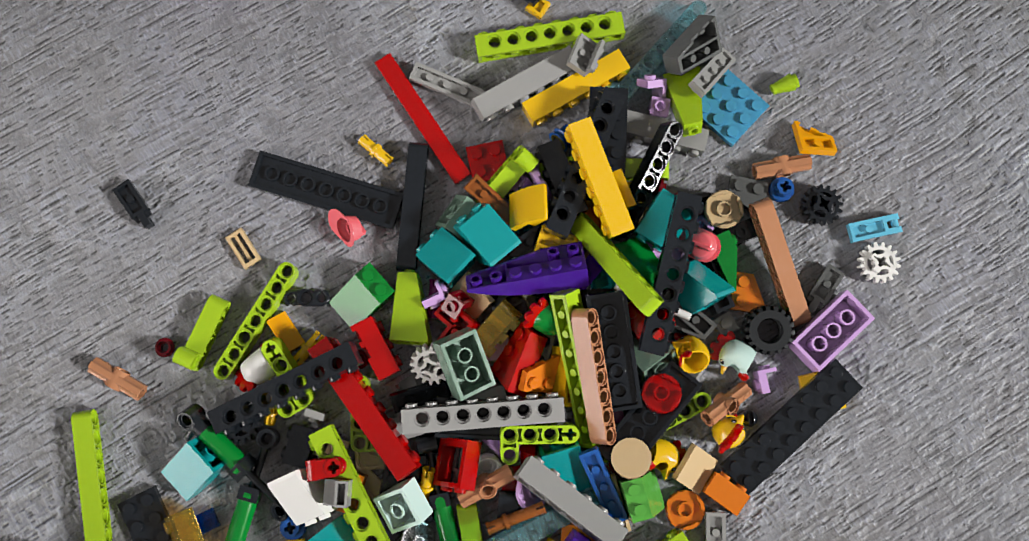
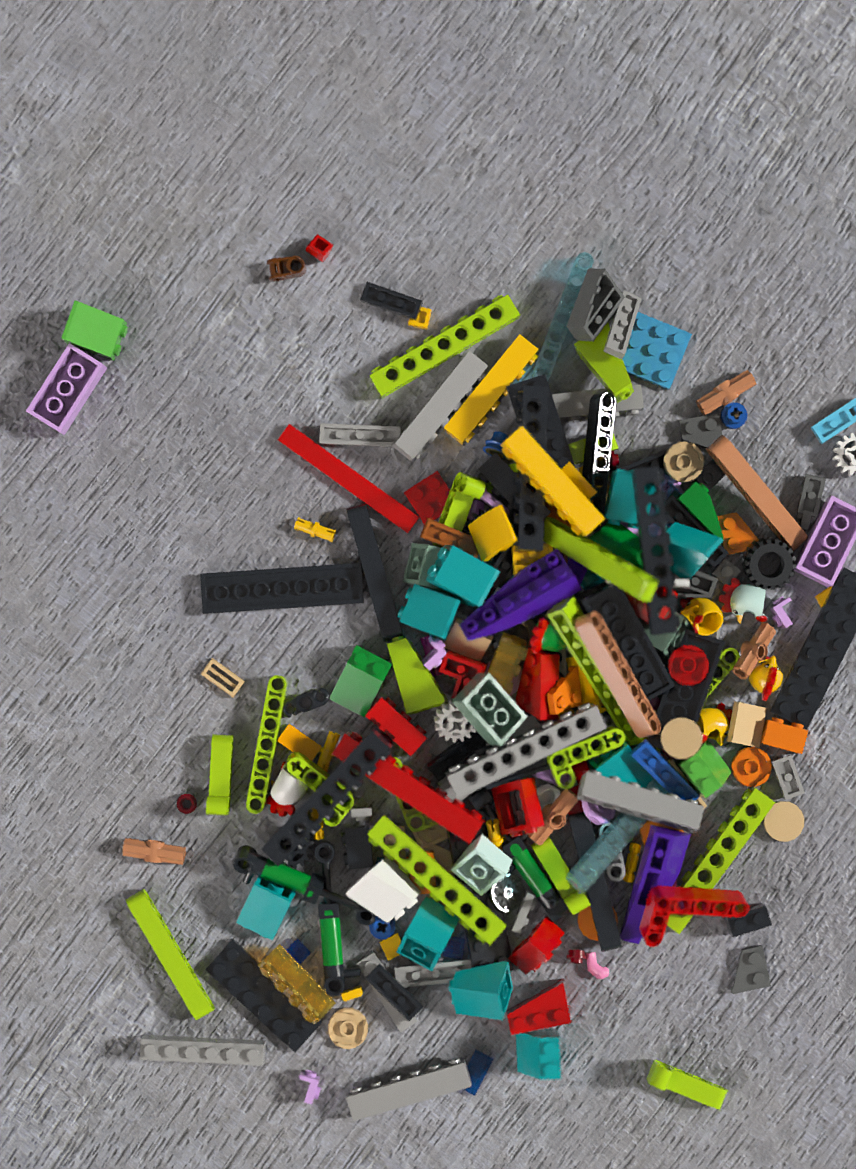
camera: 20 degrees left, 5 degrees up
(134, 203) = (95, 674): black hinge -> none
(322, 468) = (393, 859): red piece -> none
(337, 492) = (417, 875): light grey piece -> none
(346, 227) = (318, 619): coral piece -> none
(456, 302) = (457, 653): dark red bracket -> none
(514, 518) = (593, 835): dark orange pin -> none
(585, 55) = (489, 355): light grey bracket -> none
(652, 81) = (568, 357): lavender bracket -> none
(659, 106) = (582, 379): lavender bracket -> none
(706, 245) = (678, 506): coral piece -> none
(746, 422) = (779, 659): black hinge -> none
(785, 84) = (700, 305): lime cone -> none
(813, 141) = (748, 354): light orange wing -> none
(817, 195) = (784, 423): black gear -> none

